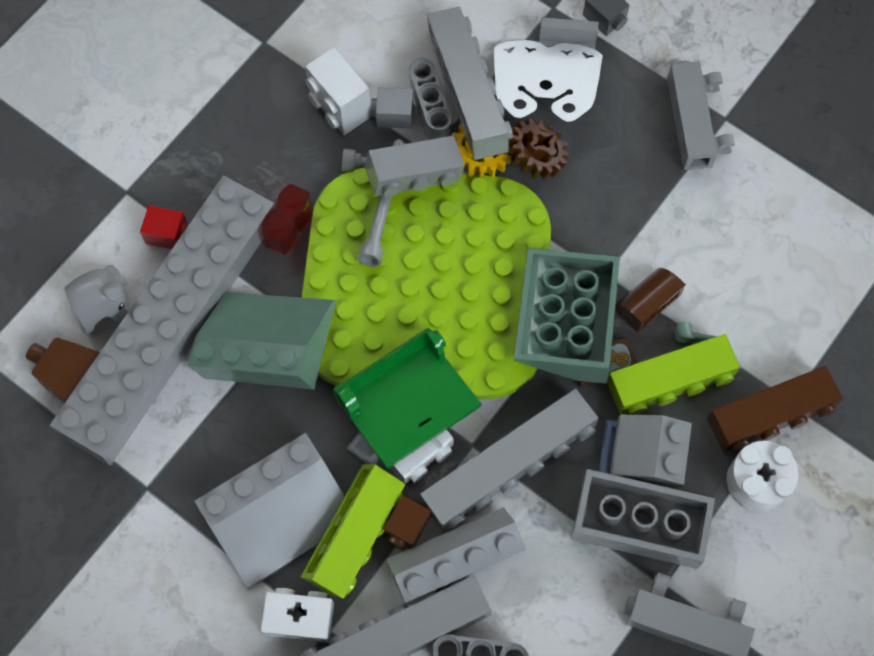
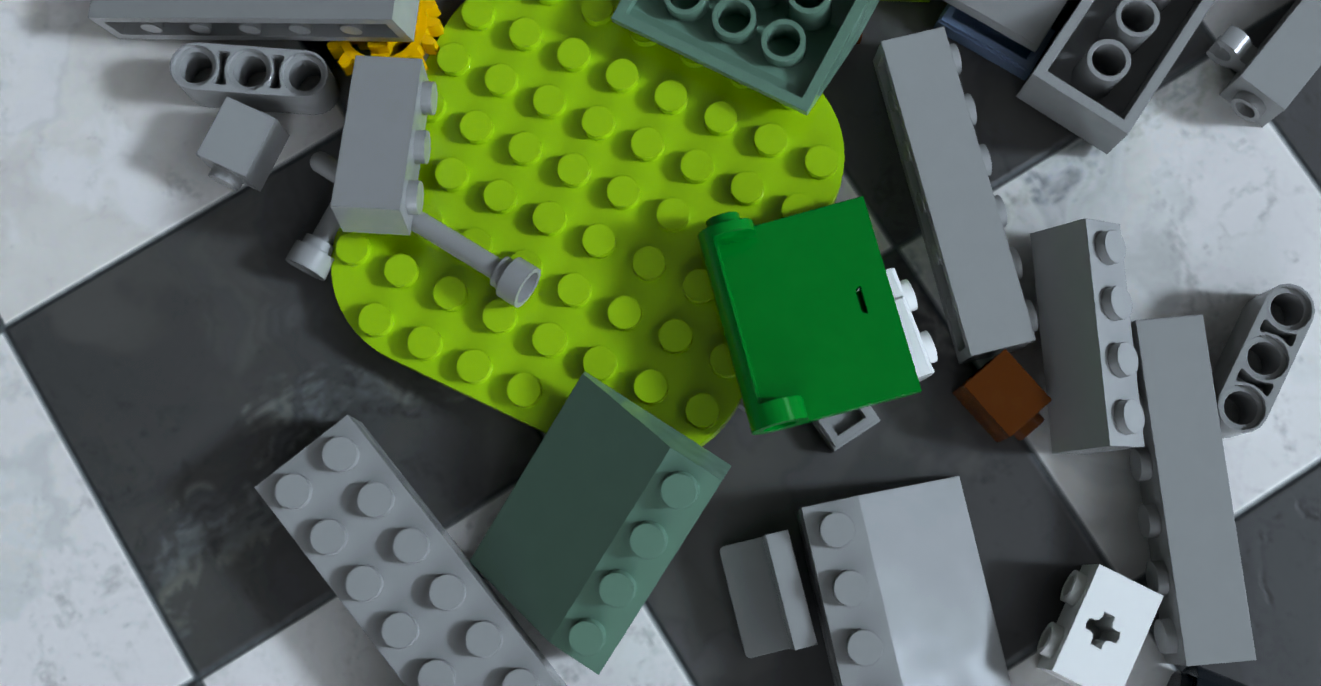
camera: 70 degrees left, 10 degrees up
(162, 226) = (304, 629): red brick -> none
(259, 440) = (767, 595): none -> light grey panel
(290, 215) = (386, 413): clear red brick -> none
(338, 91) = (172, 225): white brick -> none
(353, 531) = (991, 491): lime brick -> none

